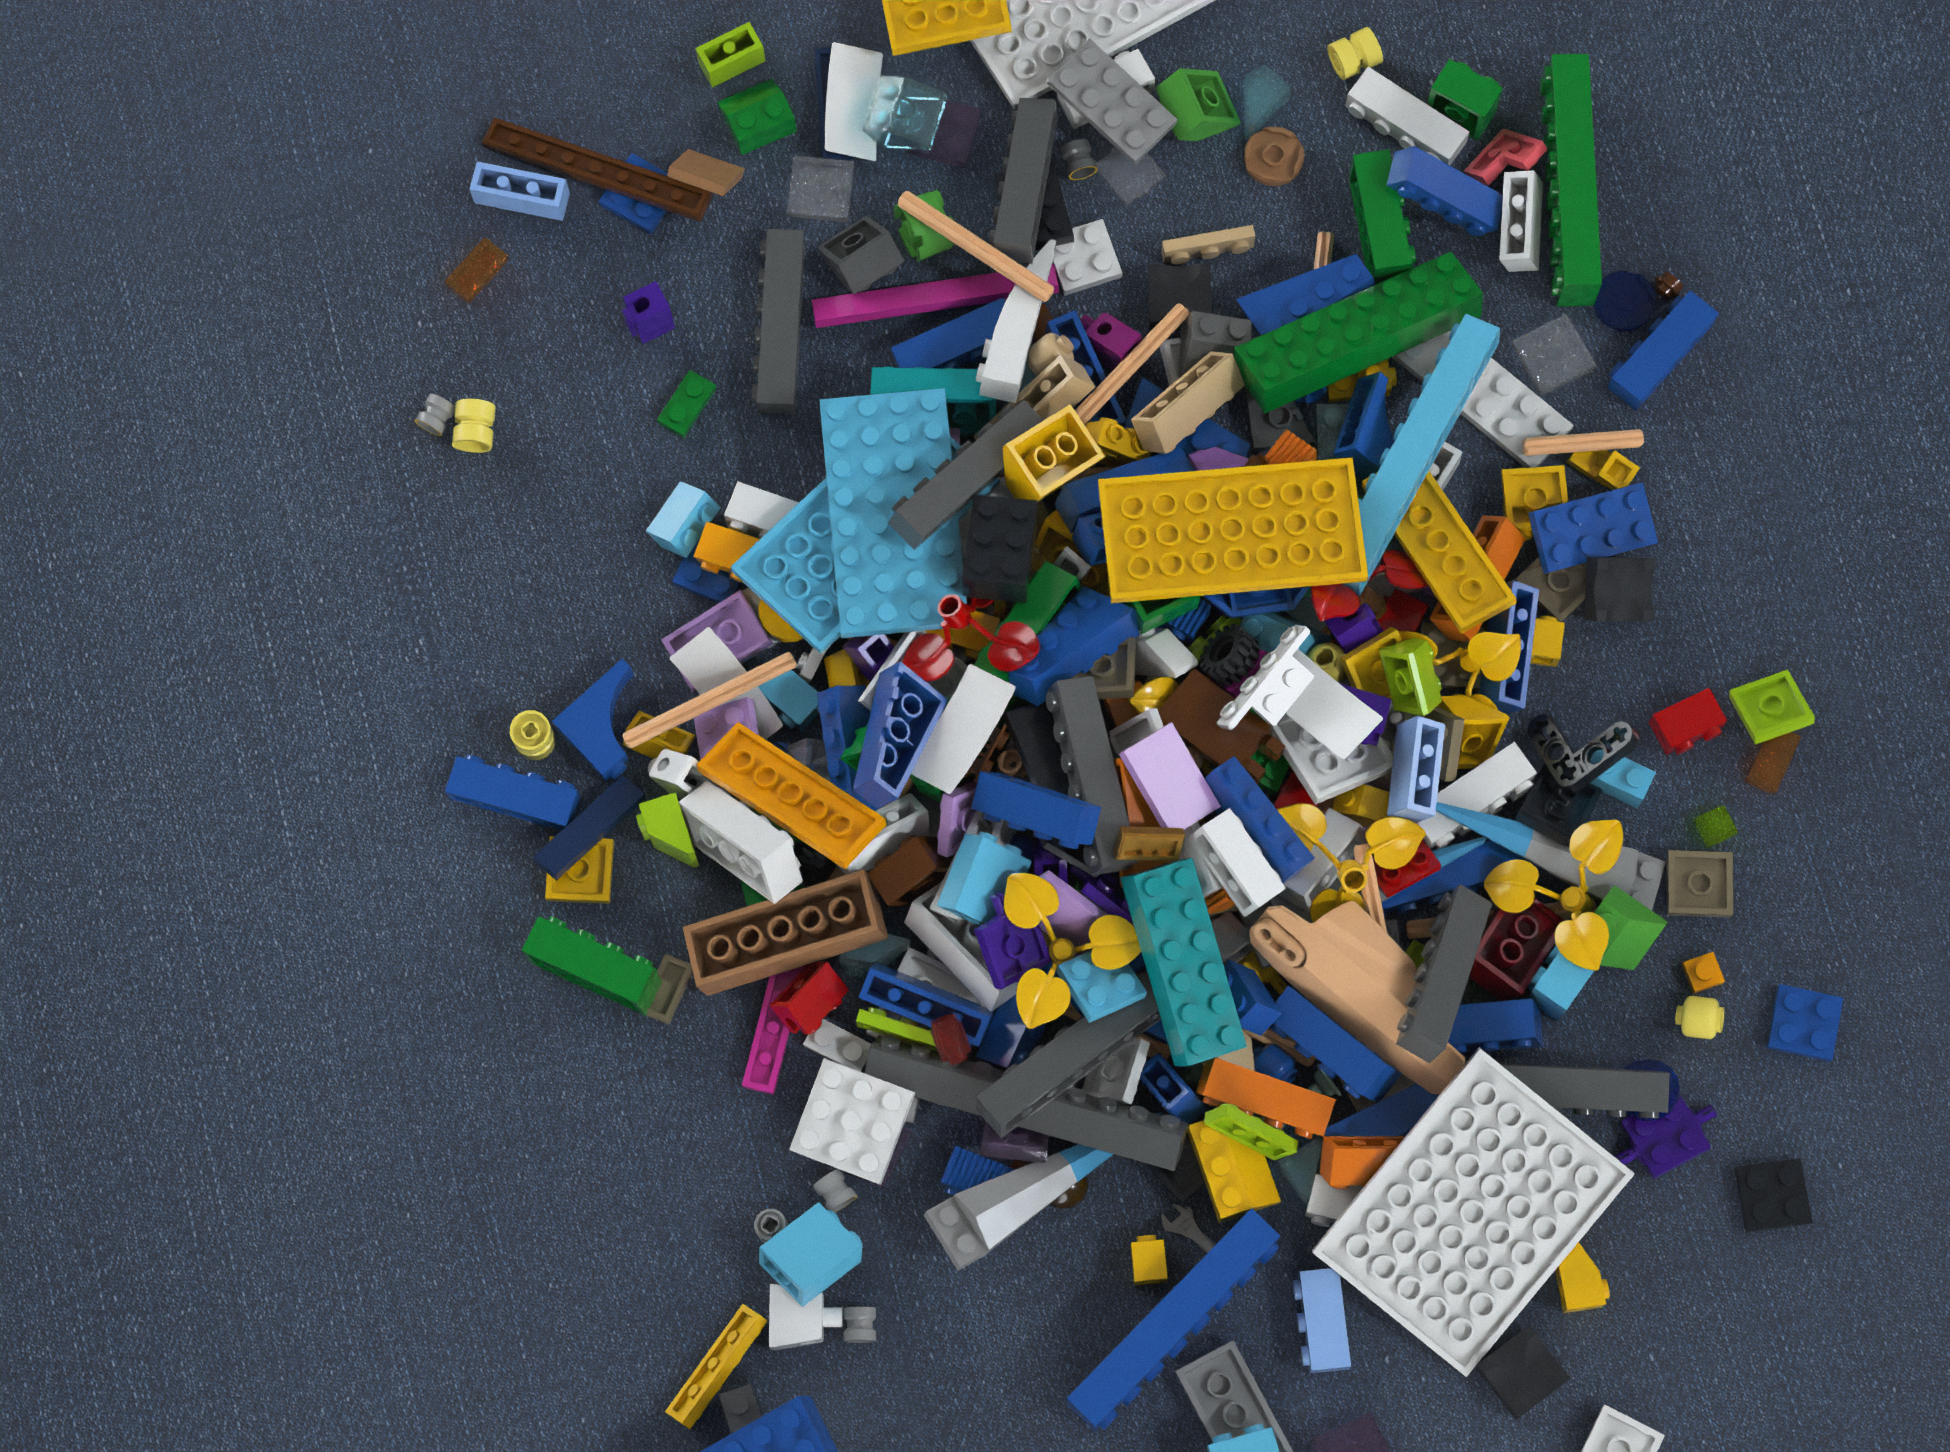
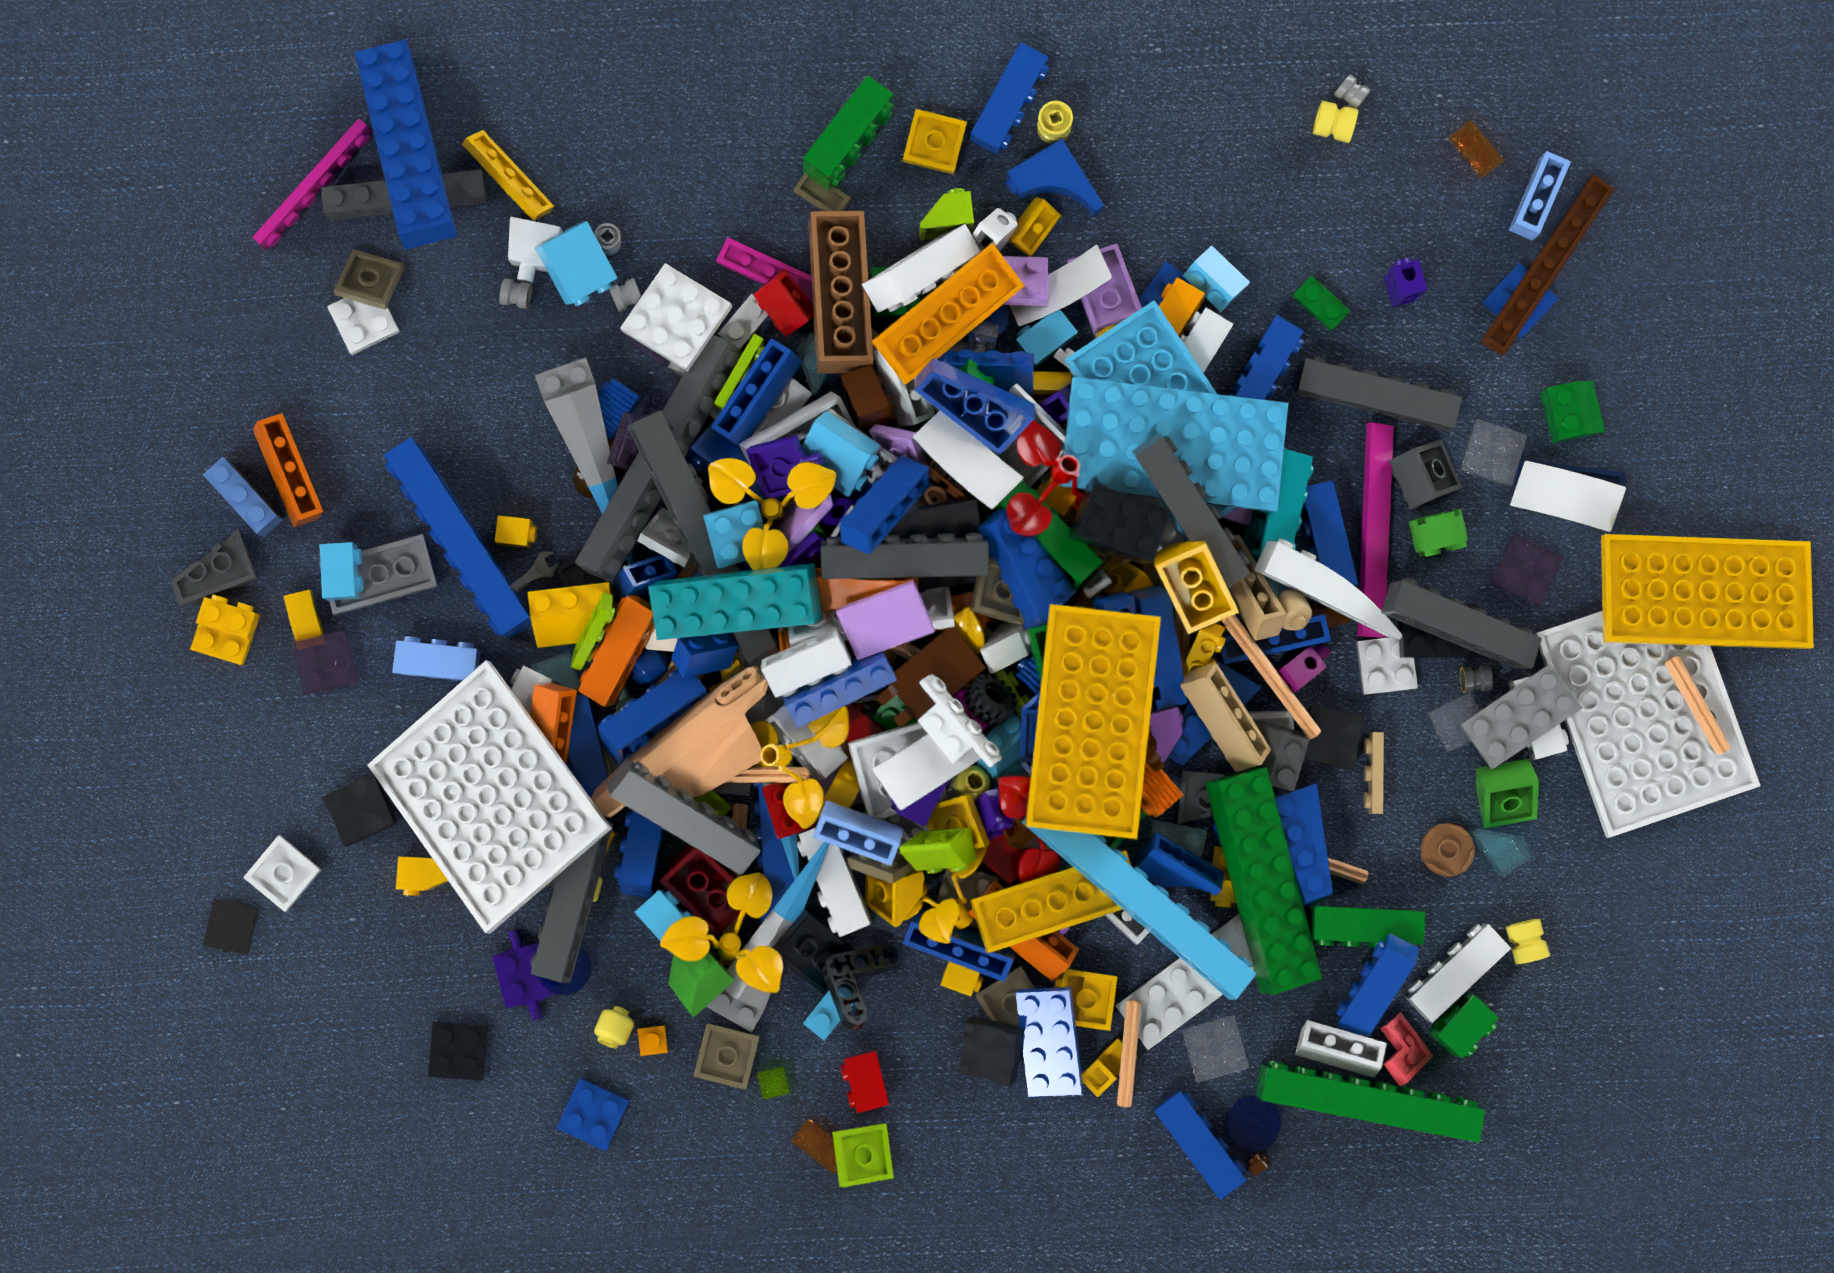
camera: 95 degrees right, 10 degrees up
(589, 827) = (966, 154): dark blue tile -> none
(705, 172) = (1525, 355): medium nougat tile -> none
(709, 700) = (1051, 269): light nougat axle -> none
(730, 54) = (1631, 397): lime brick -> none
(772, 447) = (1268, 360): none -> blue wedge
(904, 113) = (1546, 536): clear light blue slope -> none
(950, 1039) = (718, 403): clear red brick -> none
(976, 246) = (1403, 565): light nougat axle -> none
(1149, 843) = (831, 589): pearl gold plate -> none

